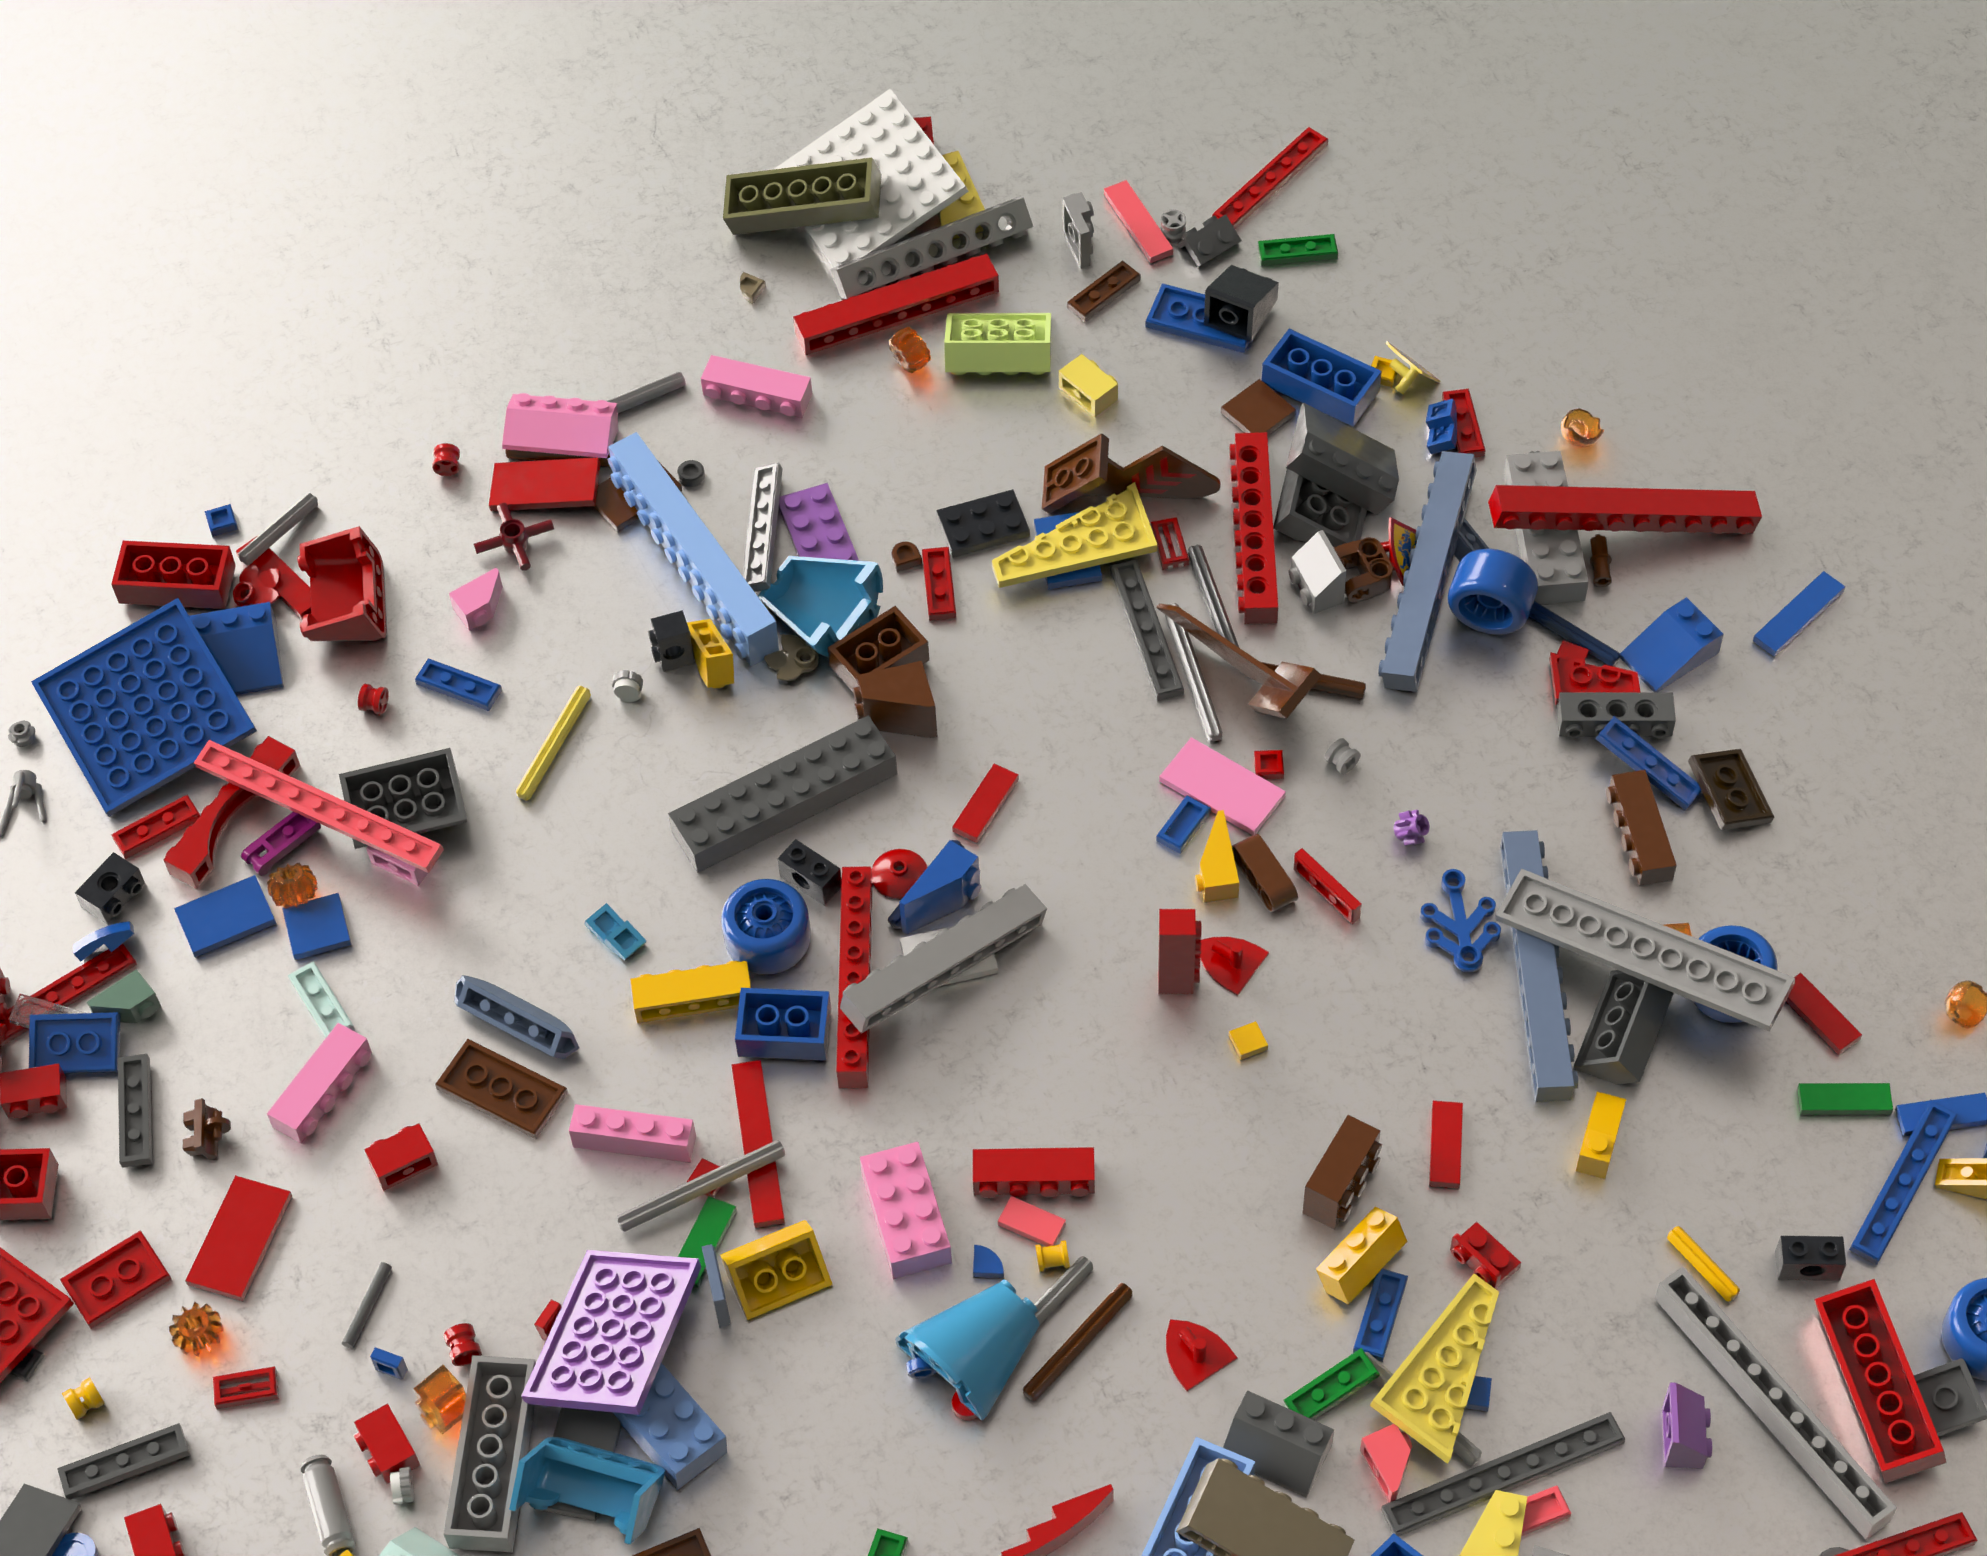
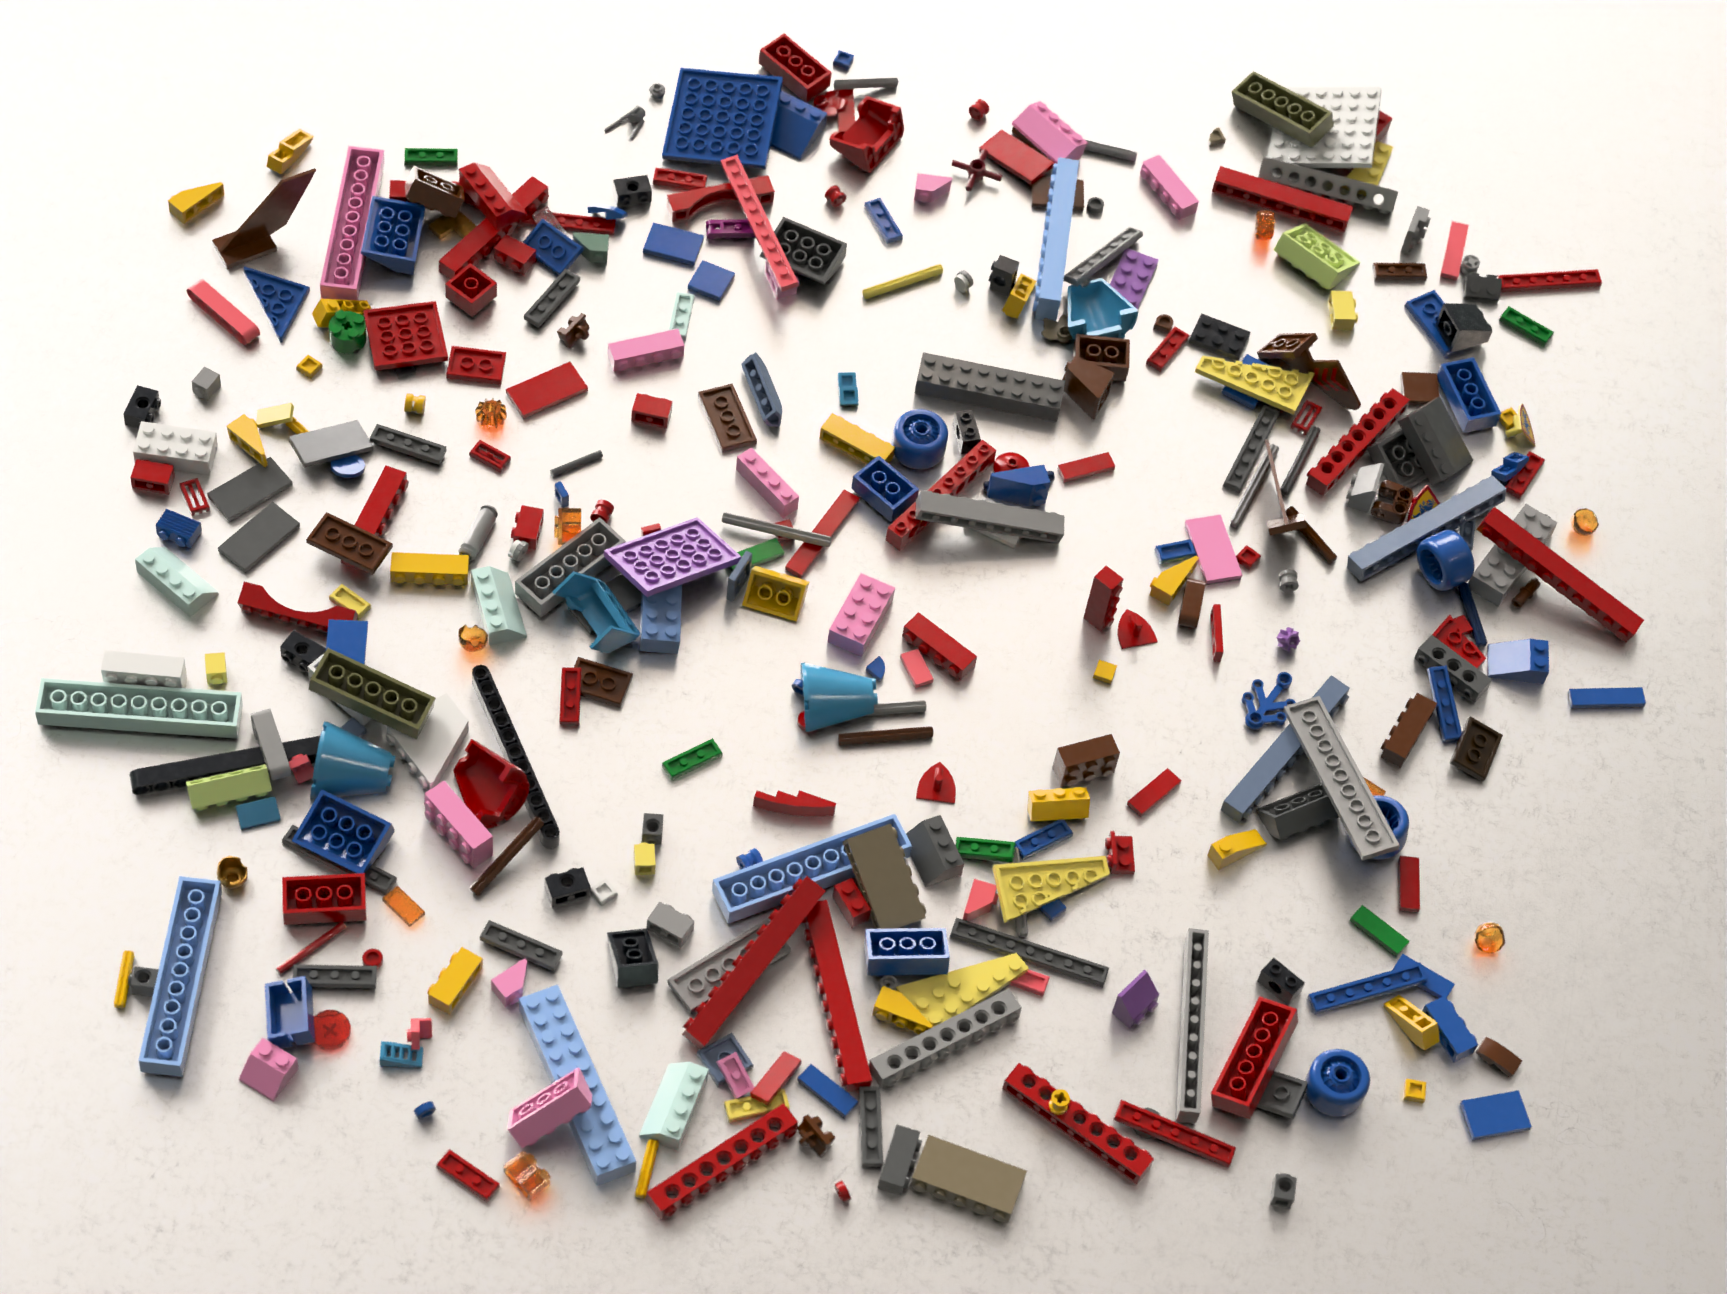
camera: 30 degrees right, 0 degrees up
(292, 885) = (715, 252): clear orange gear -> none
(1052, 1256) = (910, 689): yellow bush -> none
(1703, 1263) = (1225, 943): yellow axle -> none

